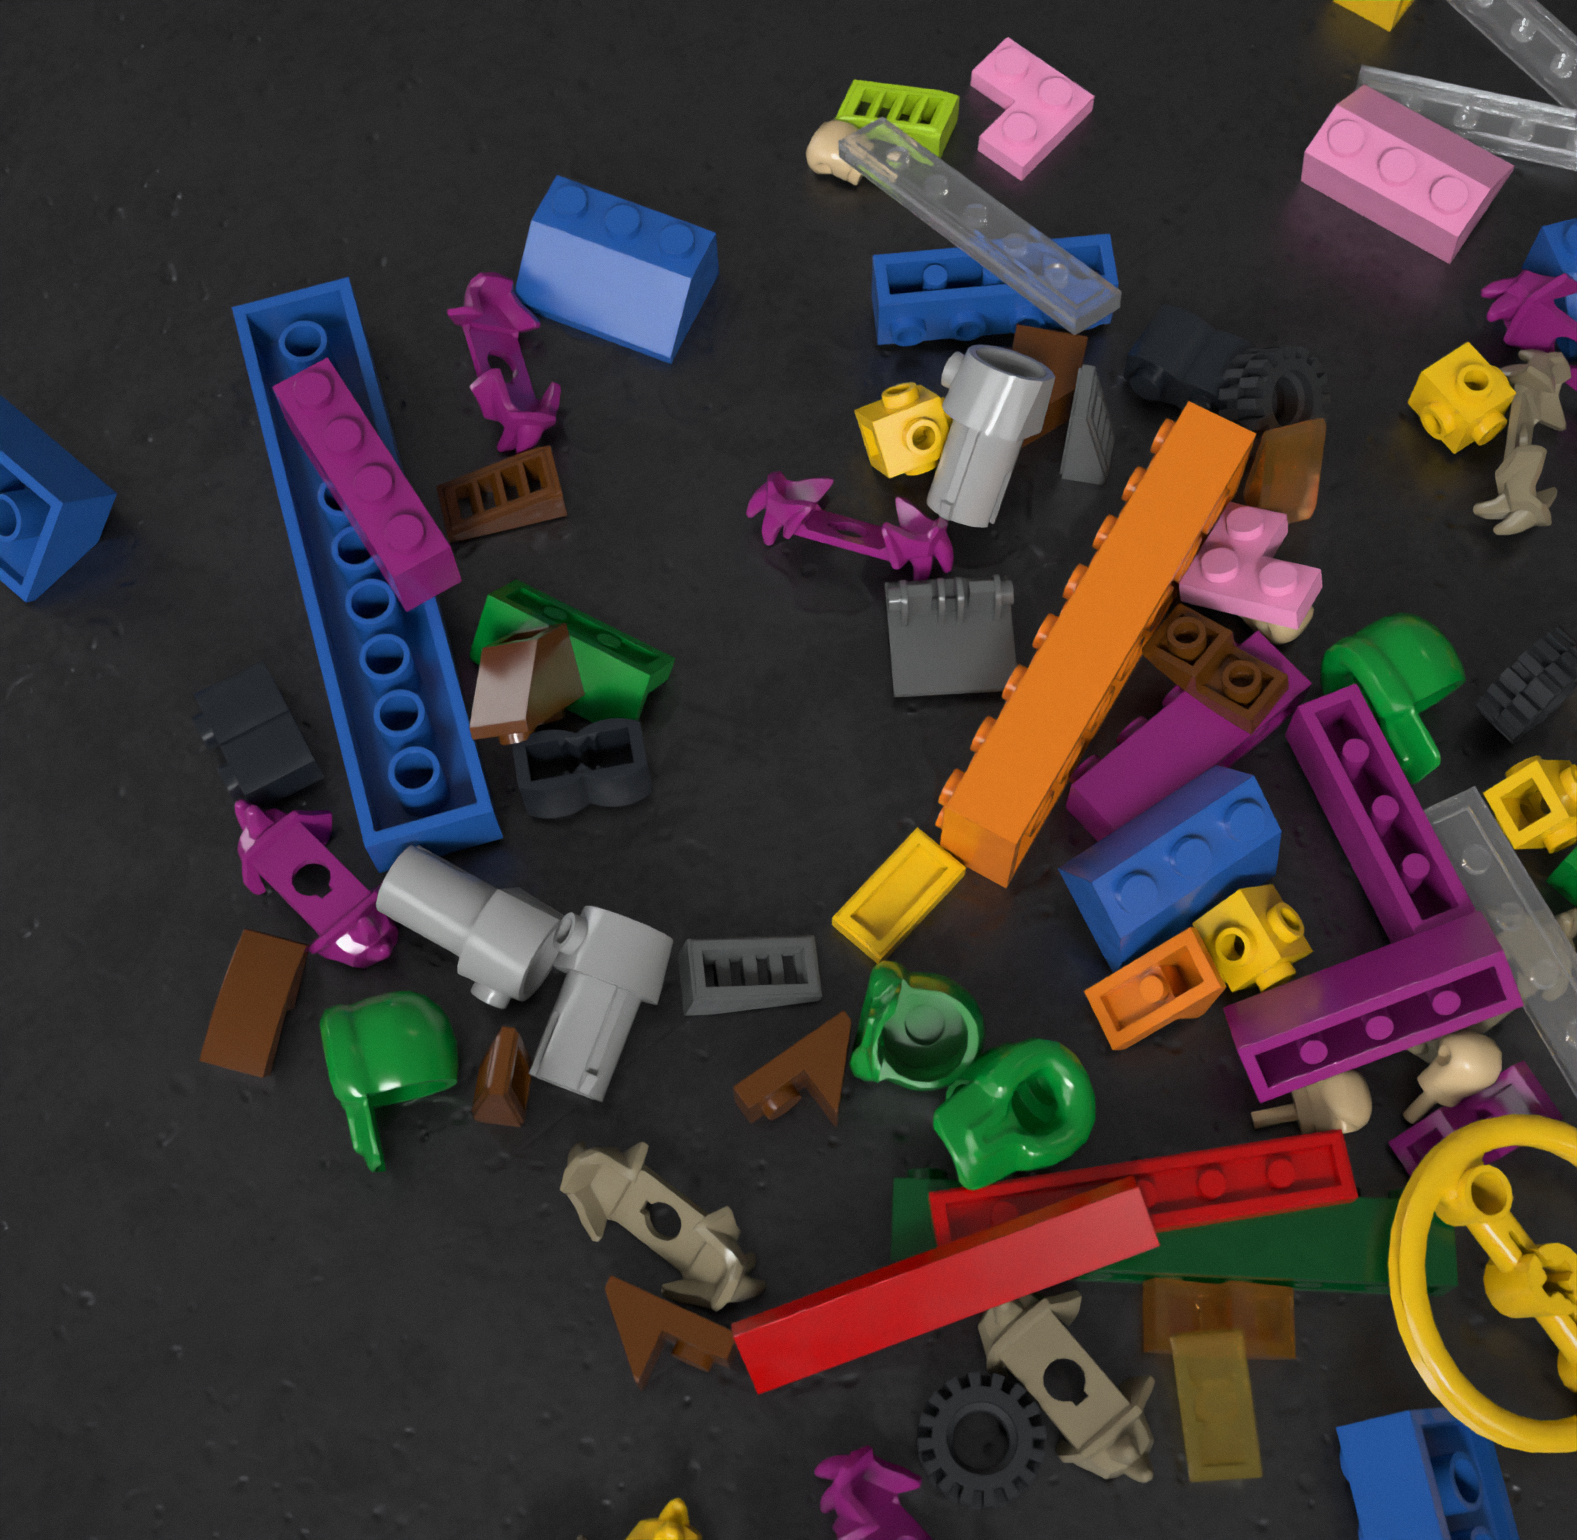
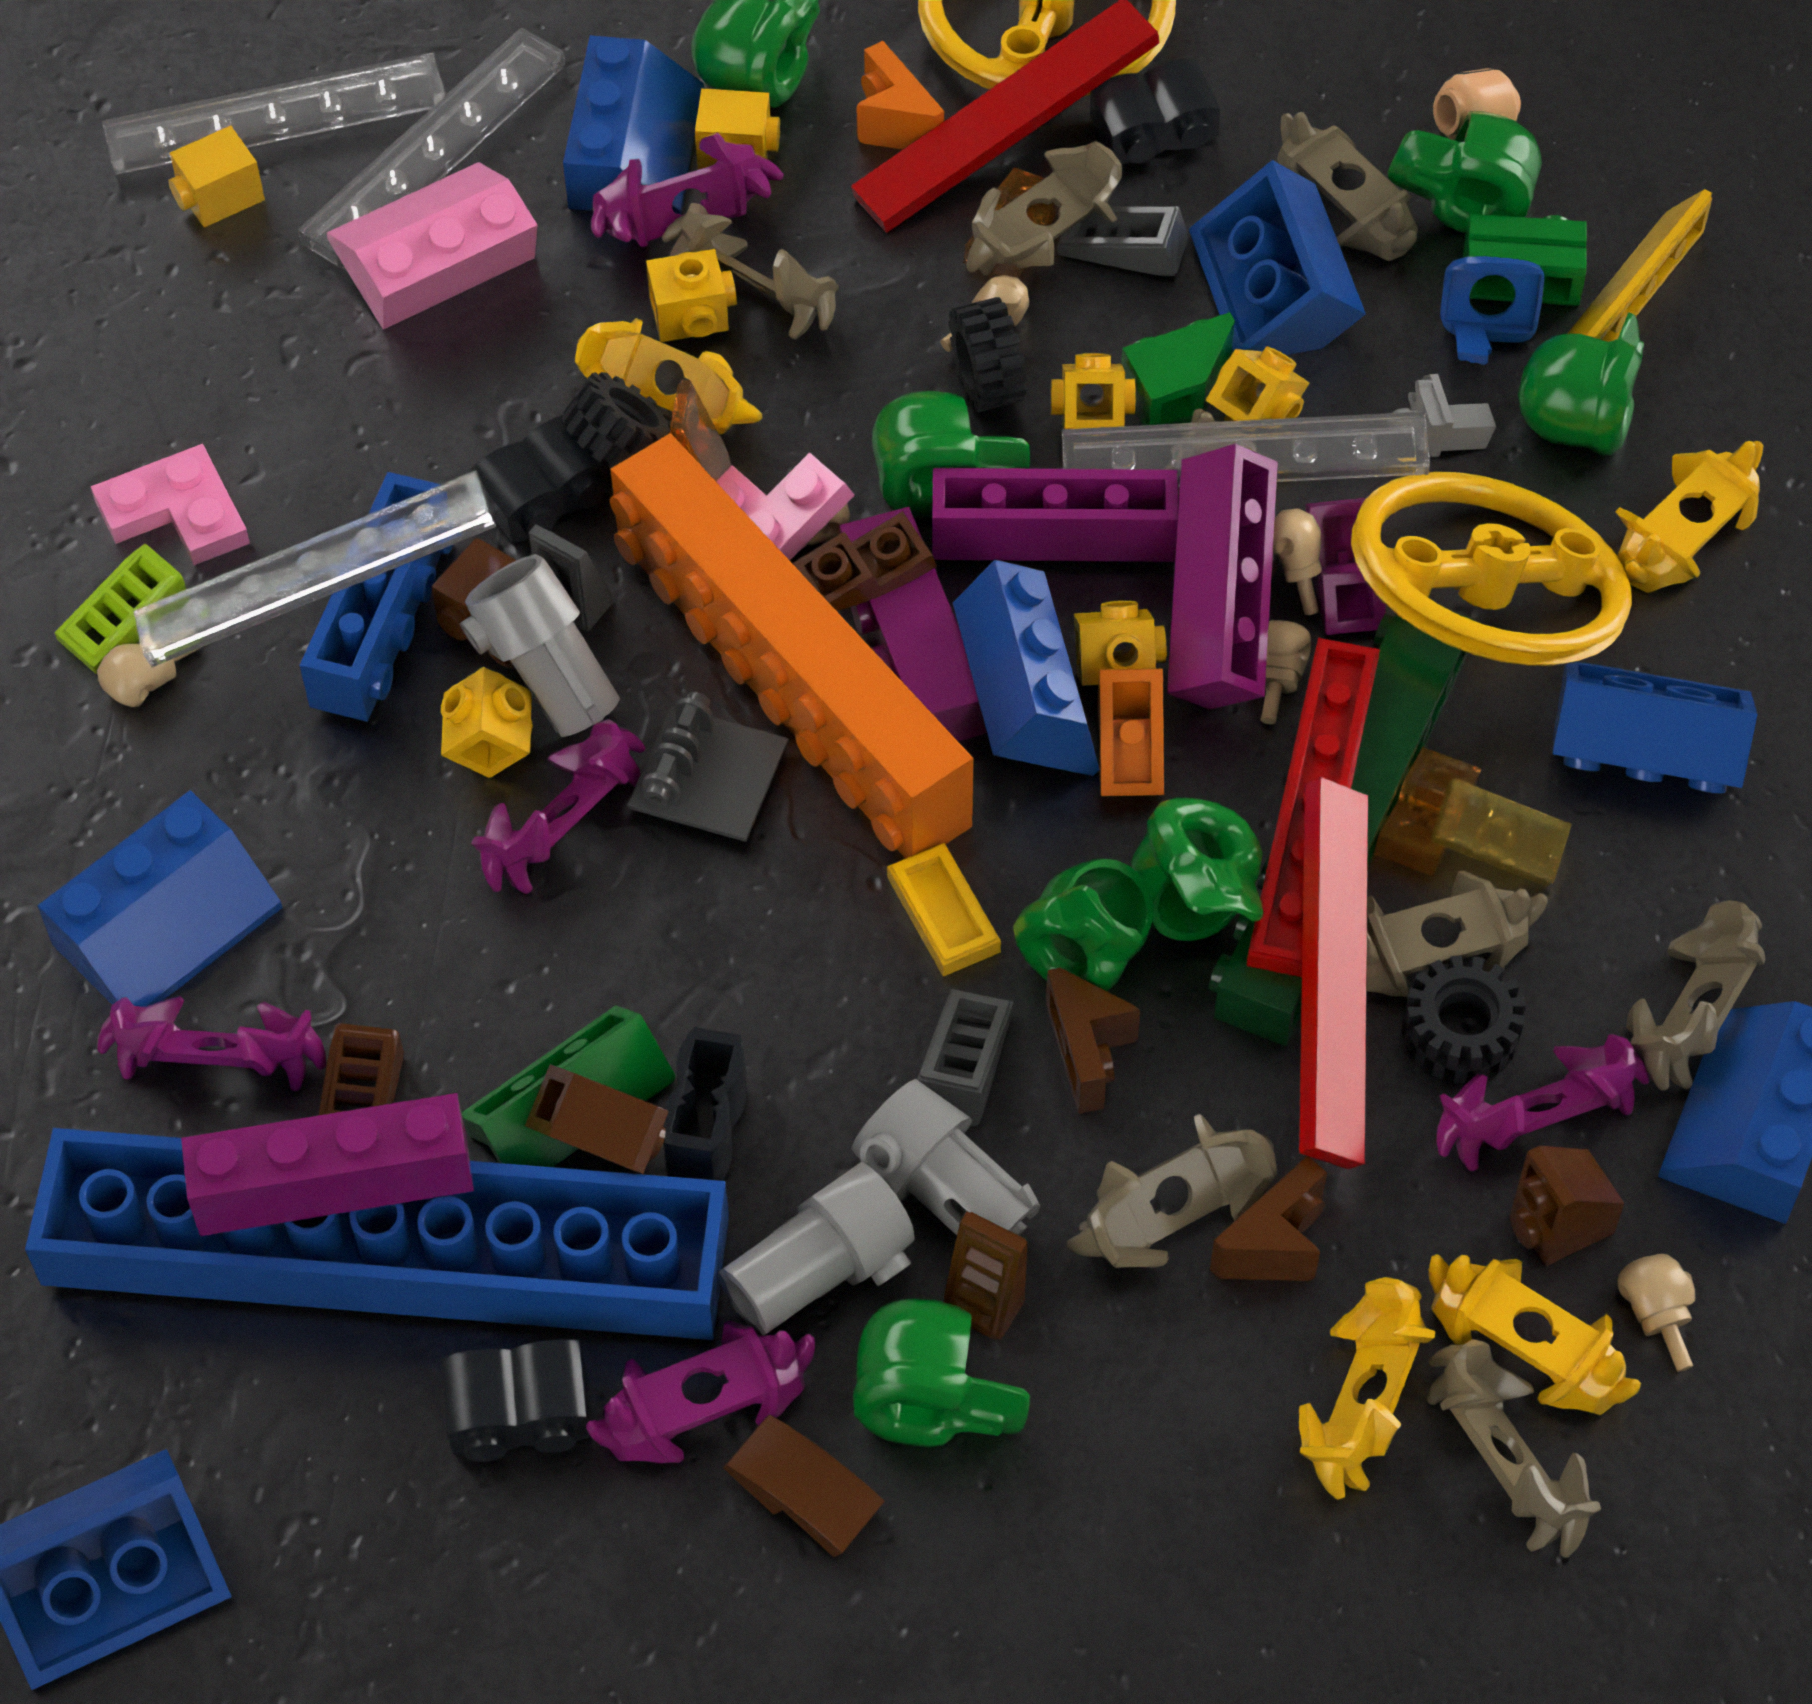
camera: 70 degrees left, 10 degrees down
(470, 1485) = (1387, 1338): none -> yellow piece
(1362, 381) = (630, 355): none -> yellow piece

